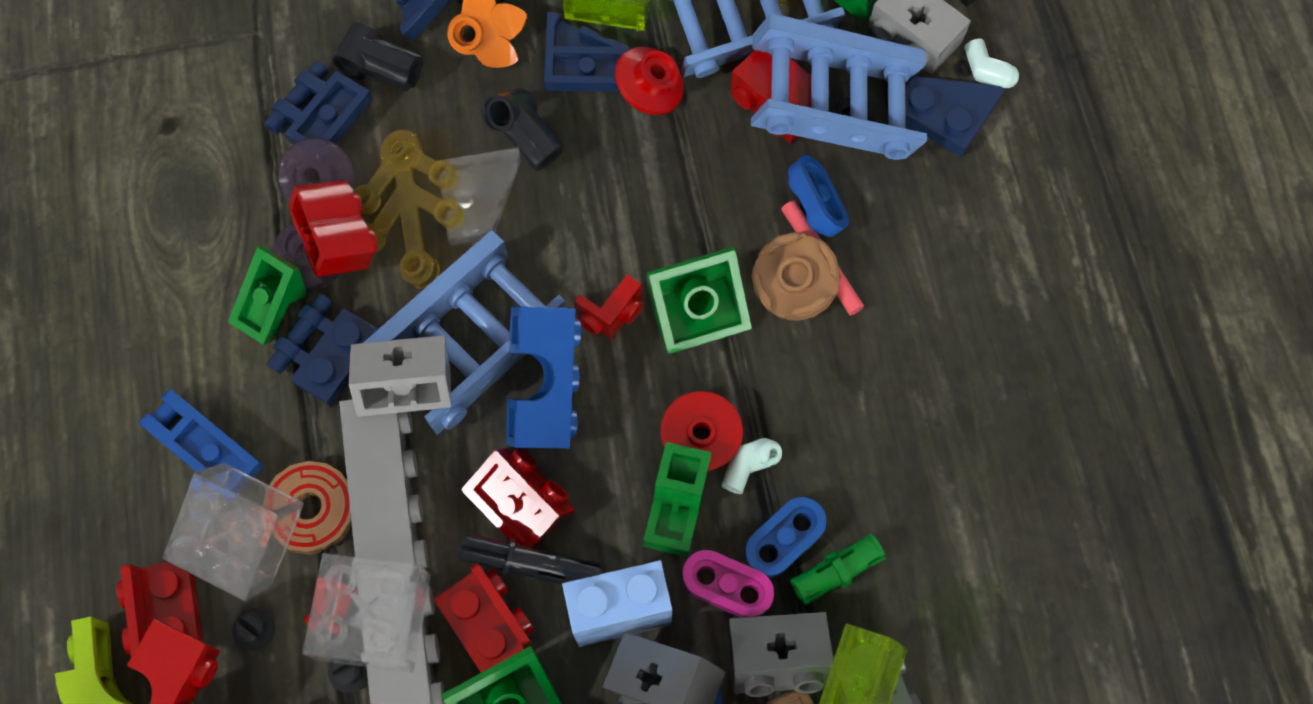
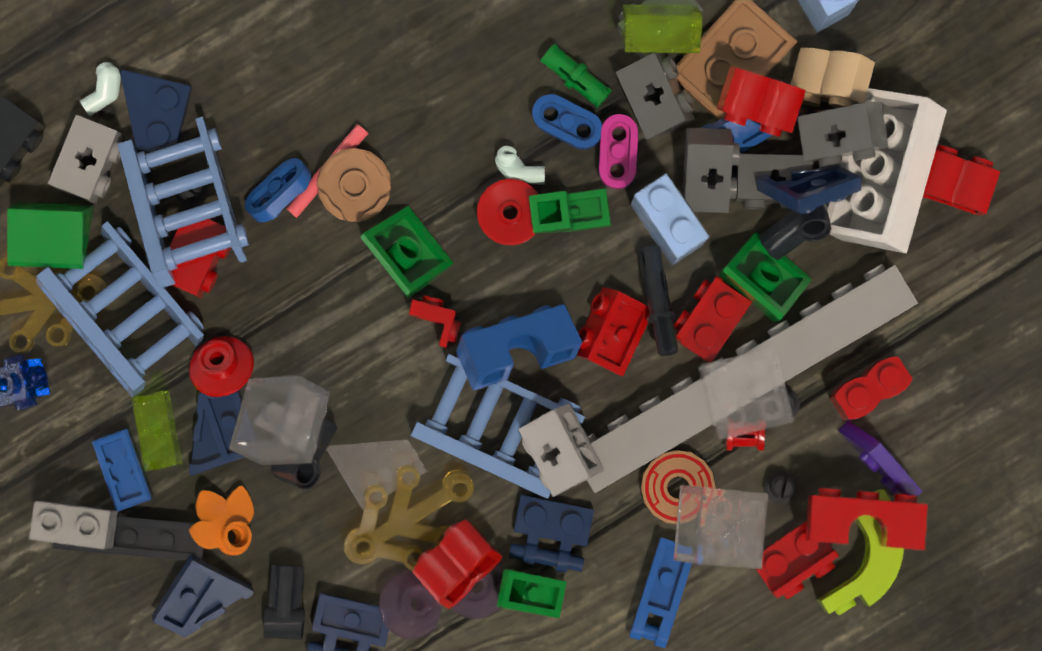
camera: 110 degrees left, 15 degrees up
(561, 100) = (280, 420): none -> clear brick

